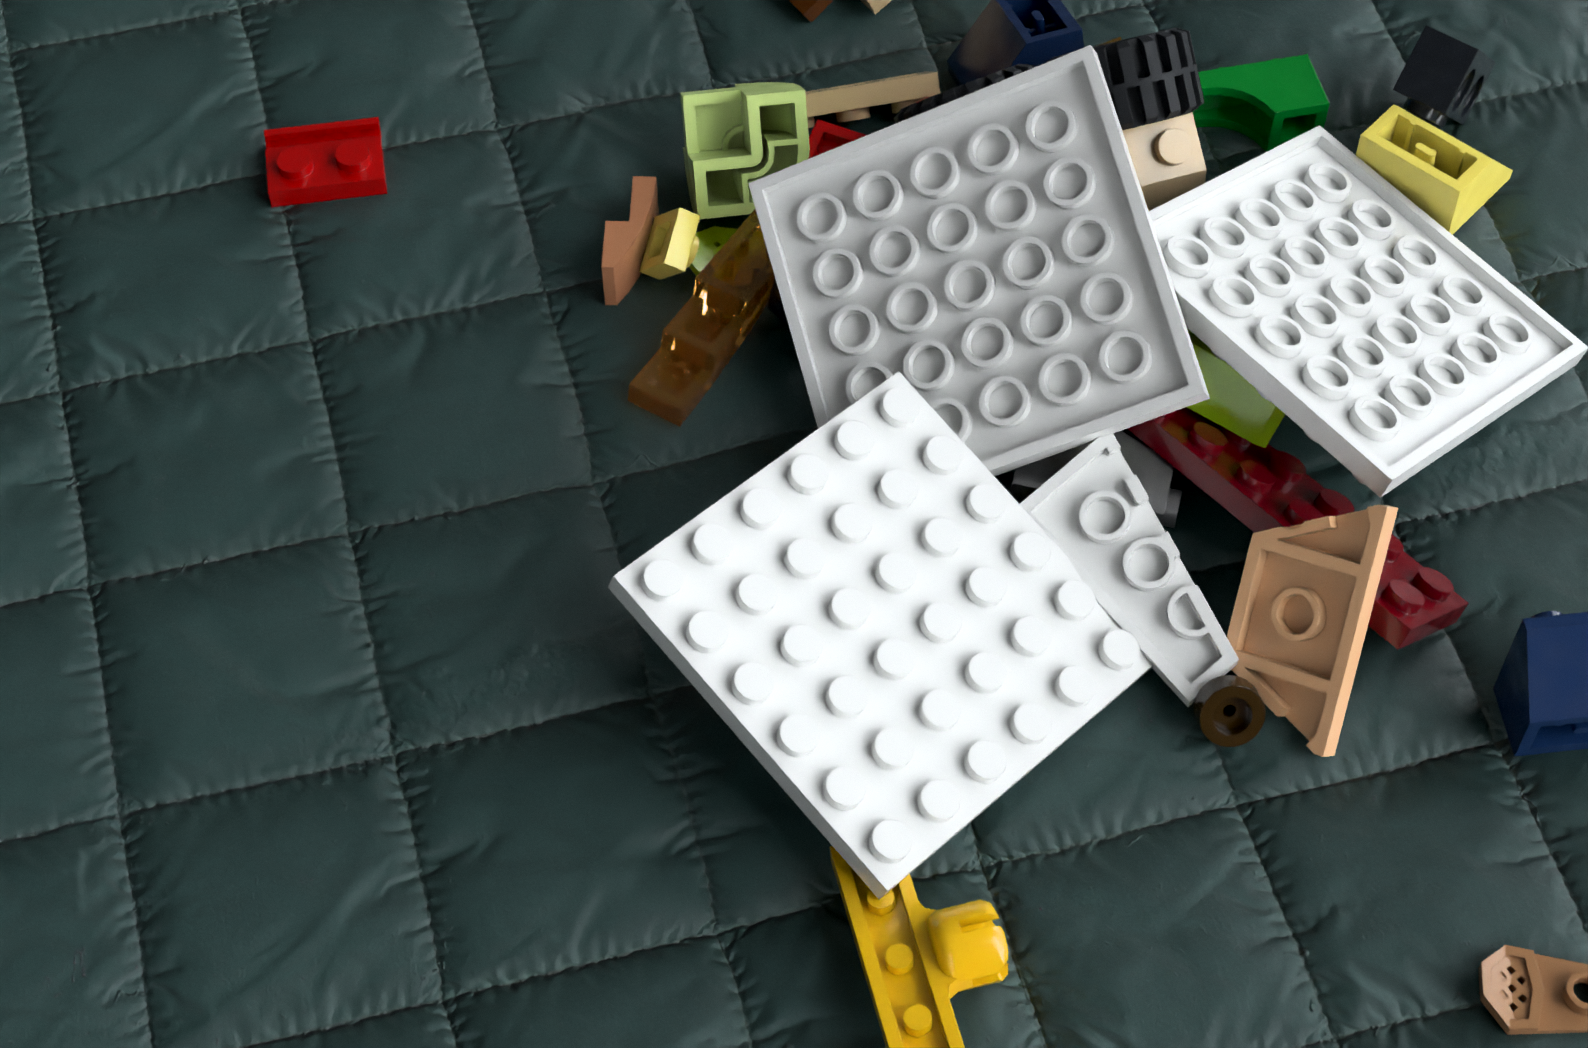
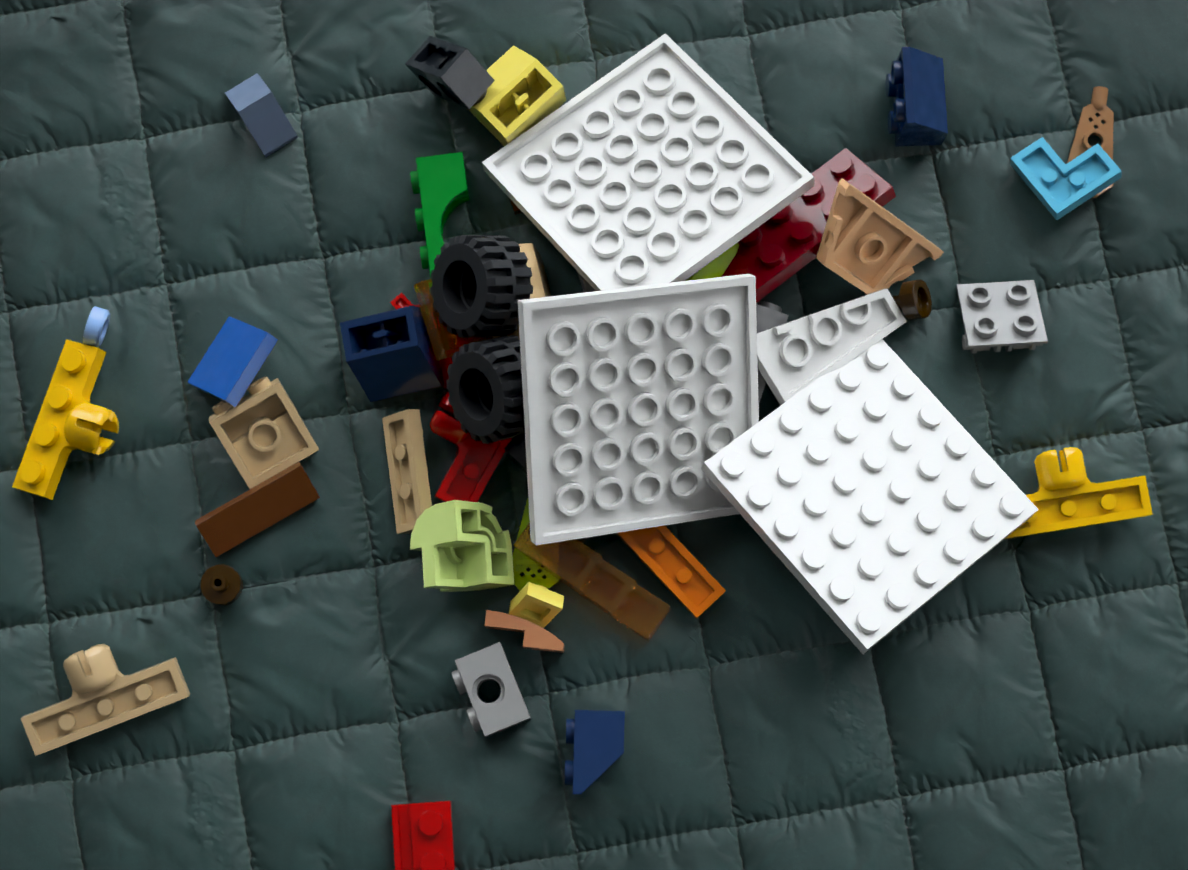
camera: 85 degrees left, 25 degrees up
(457, 311) = (597, 745): none -> dark blue slope
(543, 210) = (508, 708): none -> light grey brick
(741, 415) = (674, 567): none -> orange plate
(1225, 847) = (1001, 316): none -> light grey hinge
(1490, 927) = (1063, 185): none -> medium azure plate

